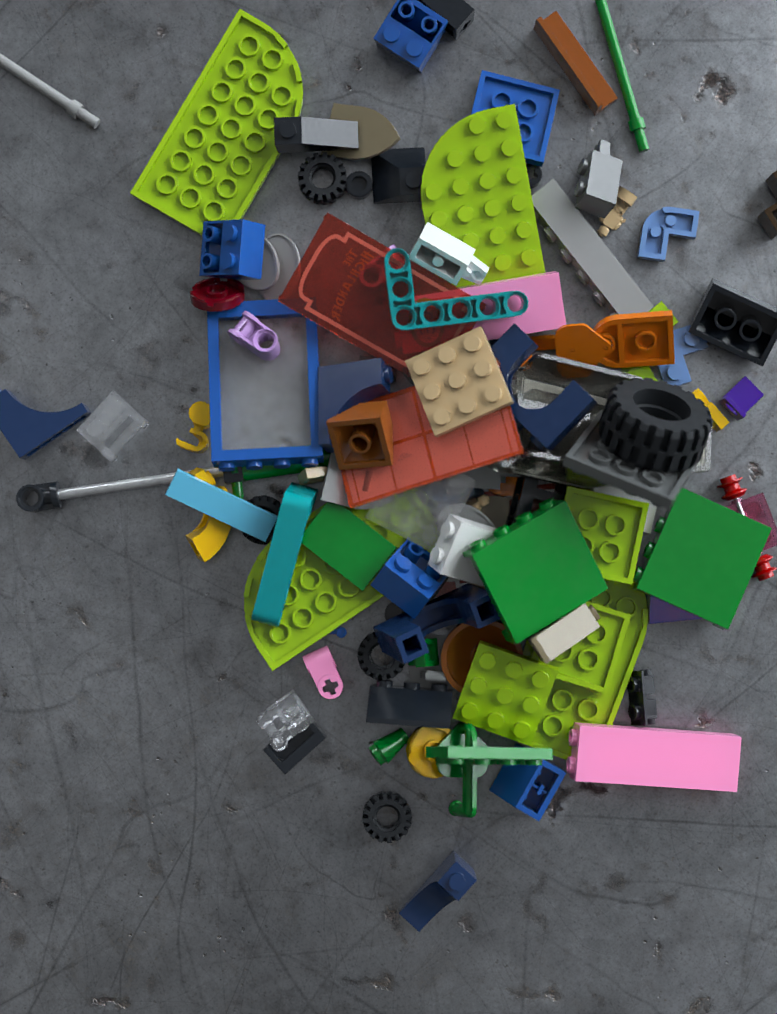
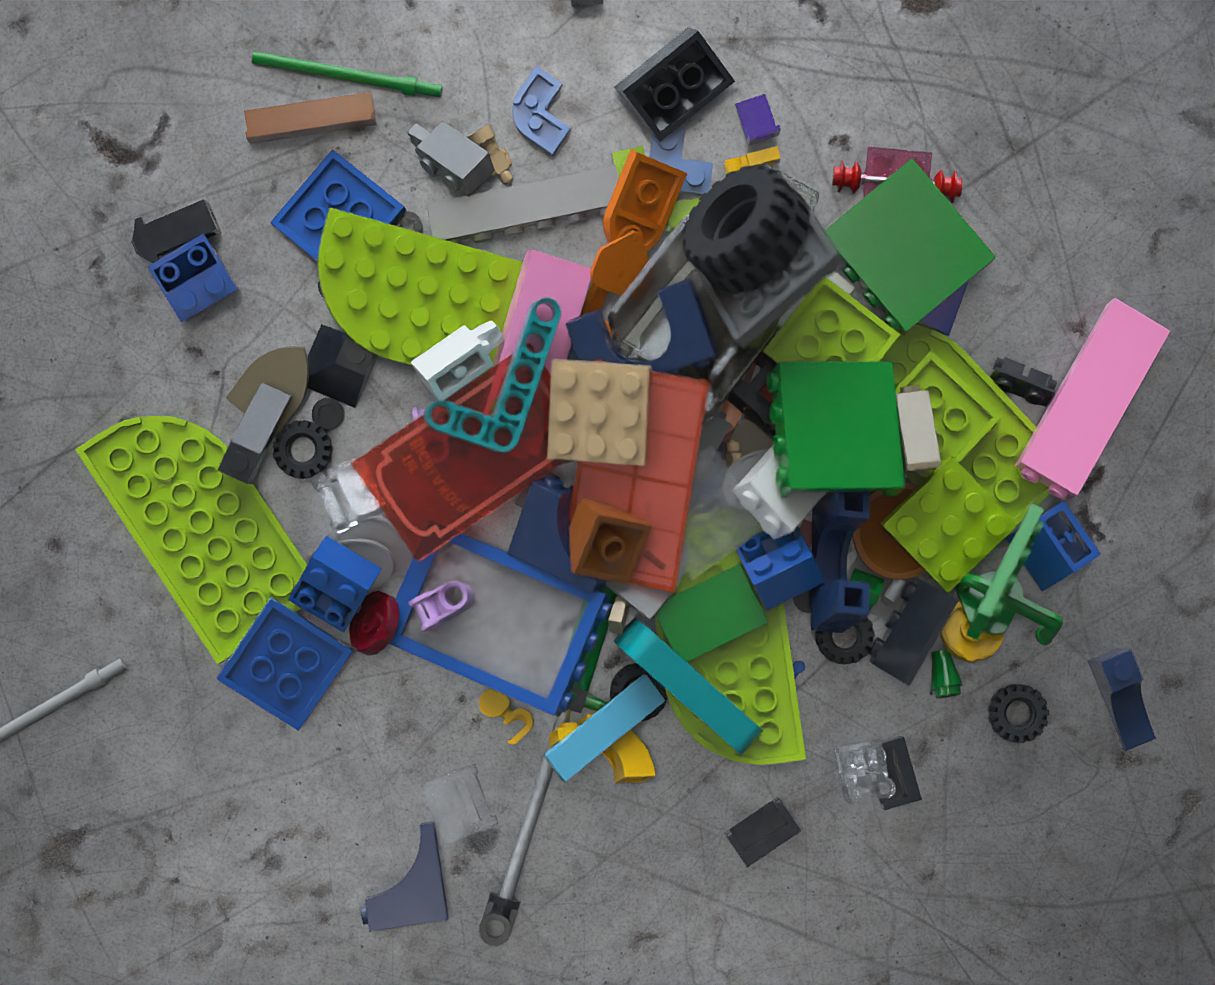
camera: 65 degrees left, 0 degrees up
(154, 242) = (284, 663): none -> blue plate
(202, 665) = (762, 831): none -> black panel
(304, 236) = (360, 499): none -> clear plate
(321, 668) = (827, 705): bright pink piece -> none

